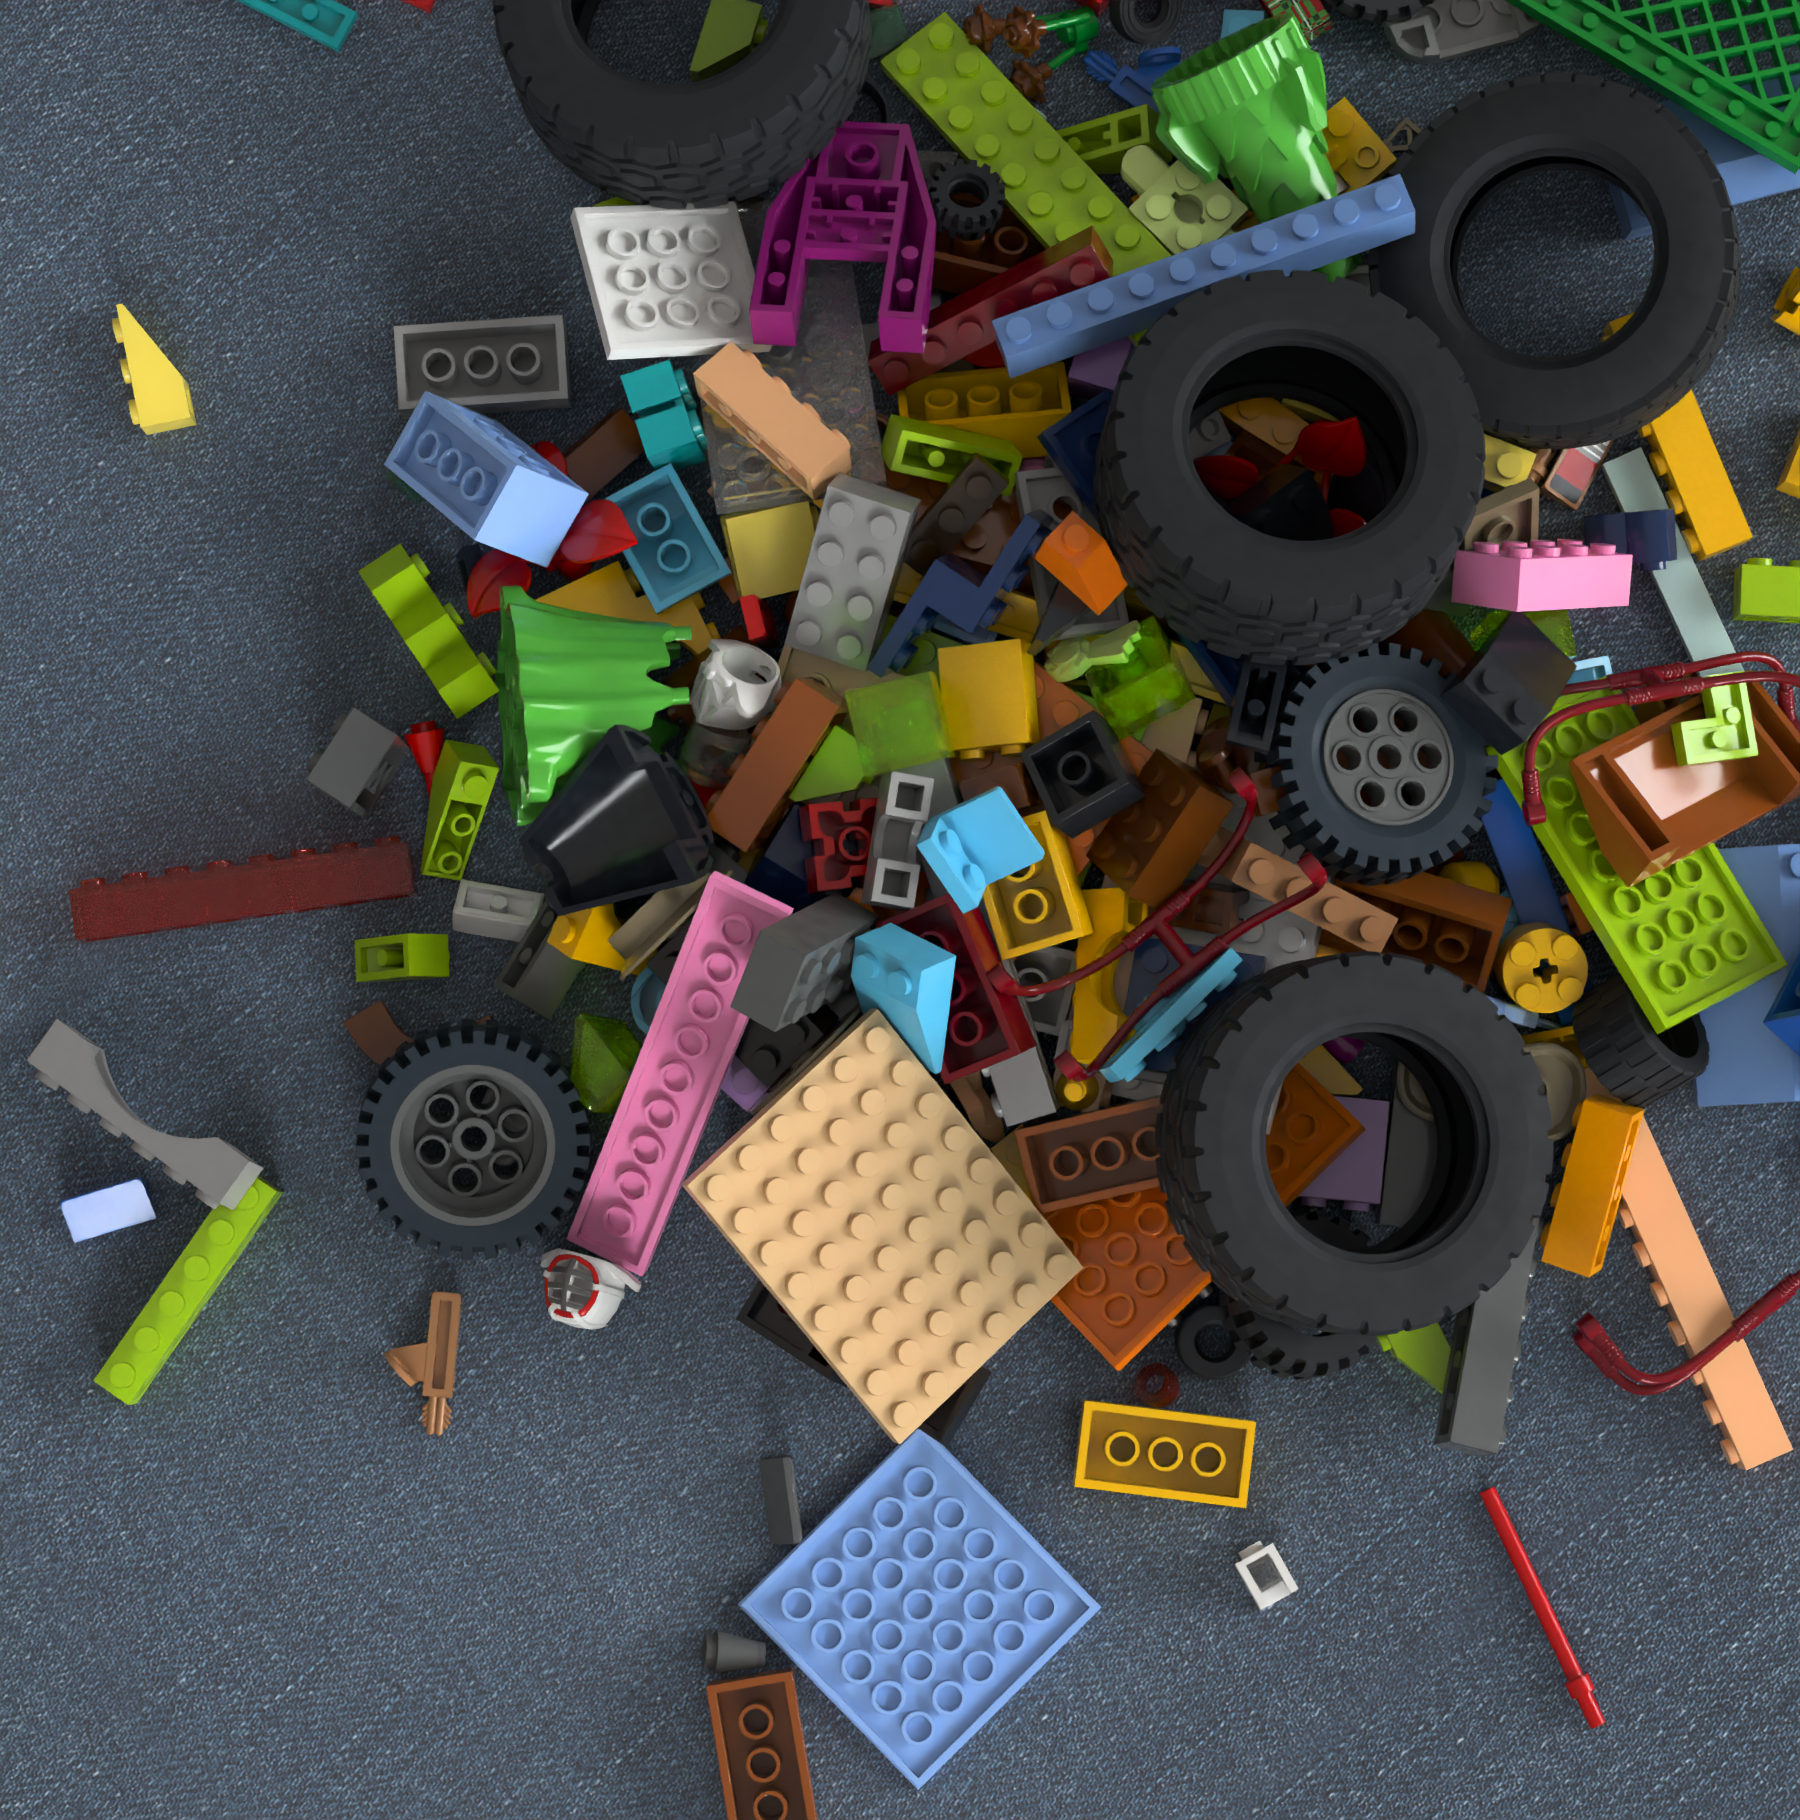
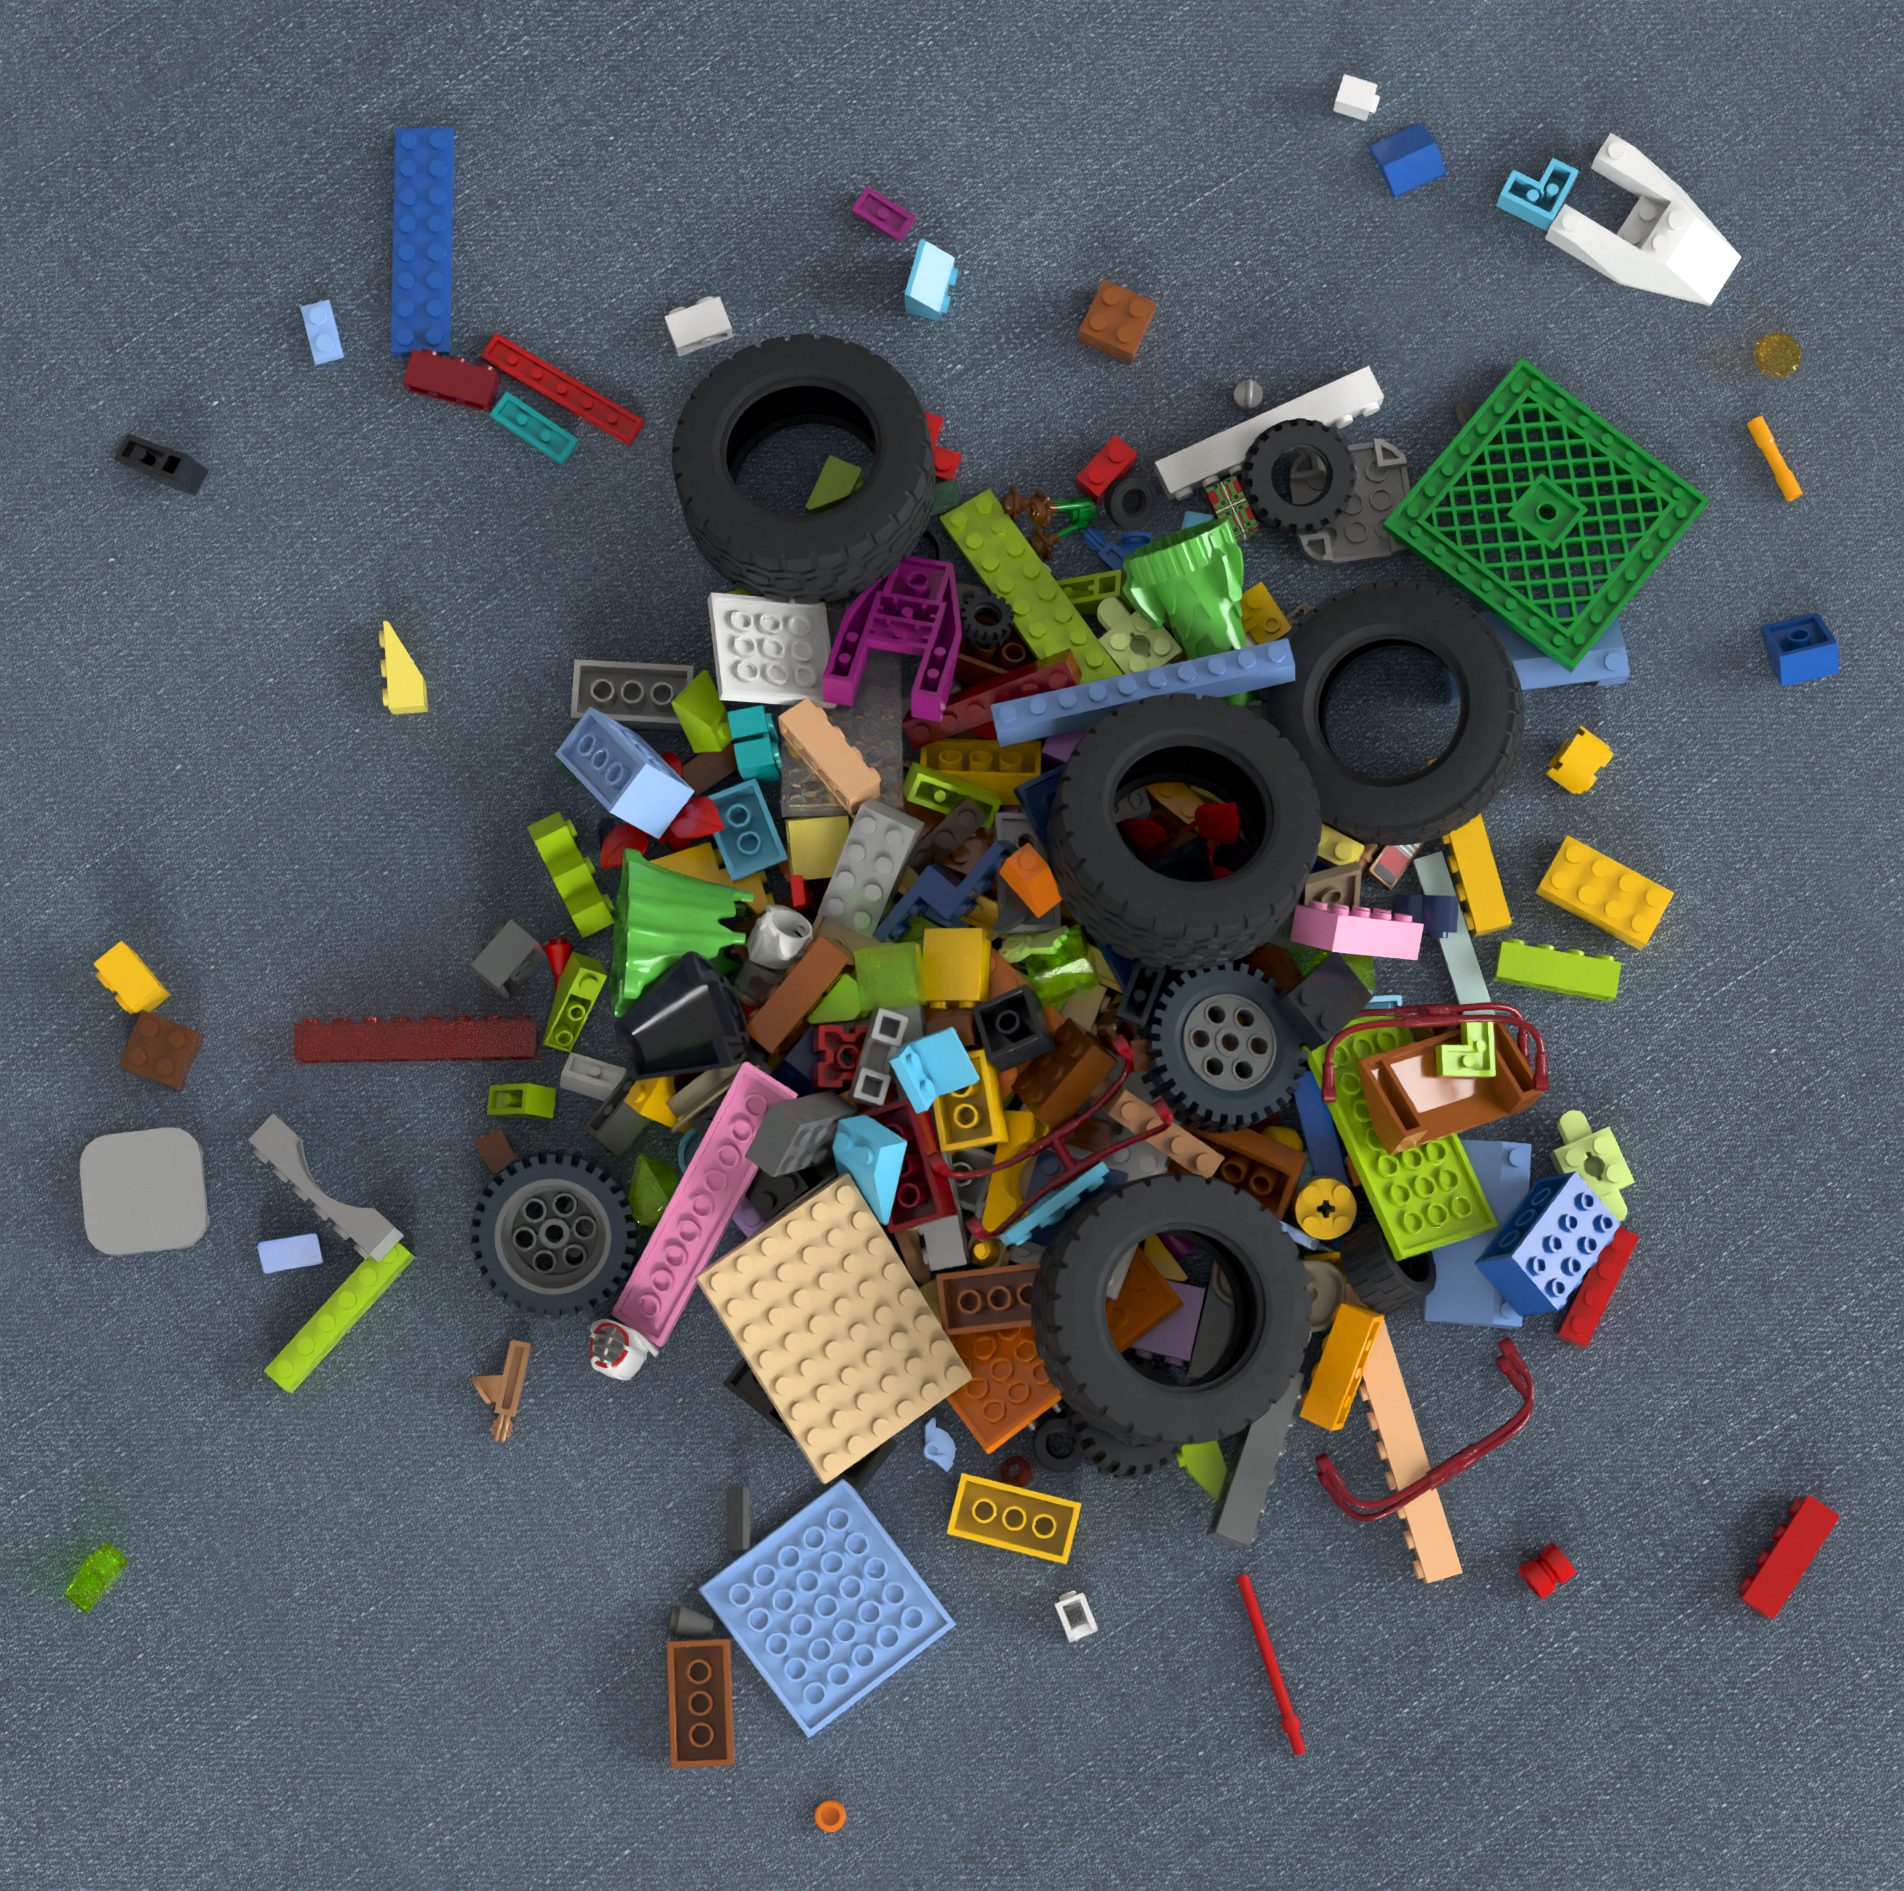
camera: 10 degrees right, 5 degrees down
(585, 383) = (703, 715): none -> lime slope
(1045, 1362) = (938, 1445): none -> light blue piece

